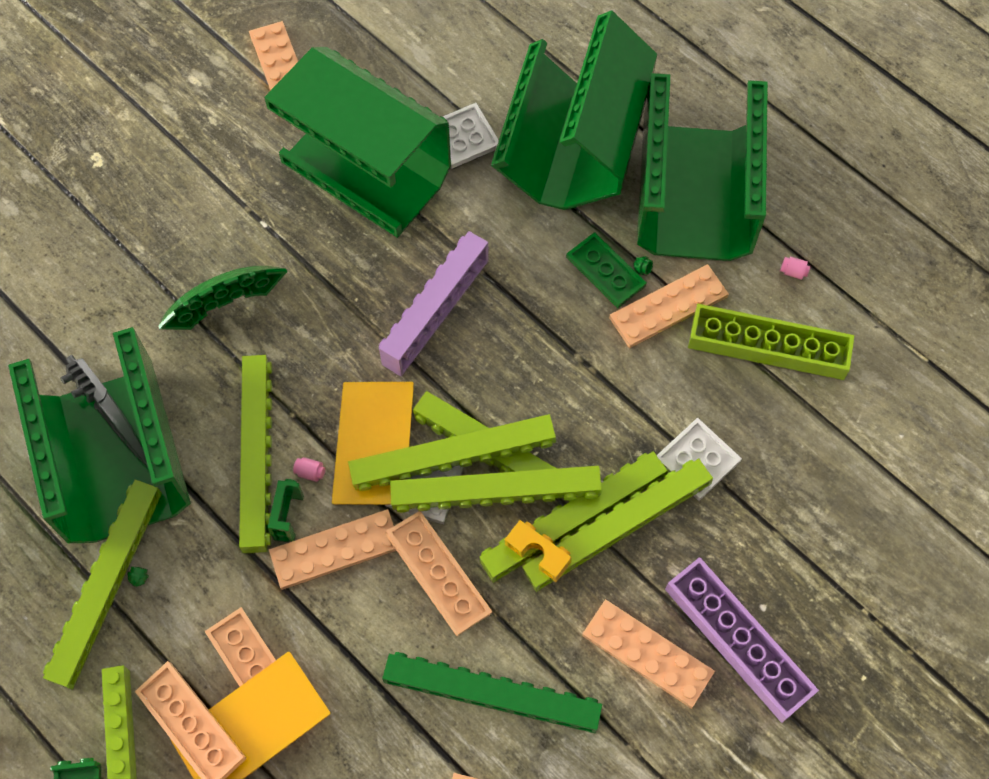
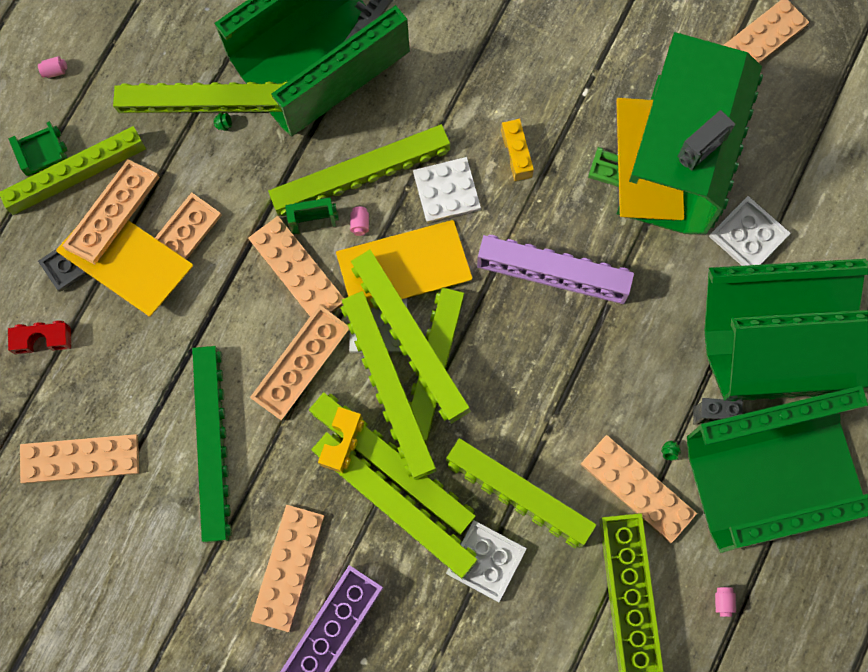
camera: 75 degrees right, 10 degrees up
(219, 292) = (495, 81): green brick -> none
(310, 378) = (446, 190): none -> white plate
(312, 298) = (518, 150): none -> yellow arch
(342, 184) = (645, 198): none -> yellow piece
(354, 229) = (603, 170): none -> bright green plate
(387, 101) = (705, 140): none -> dark grey window
(606, 270) = (653, 416): green plate -> none
(623, 207) = (716, 409): none -> dark grey window
(643, 404) = (520, 493): none -> lime brick

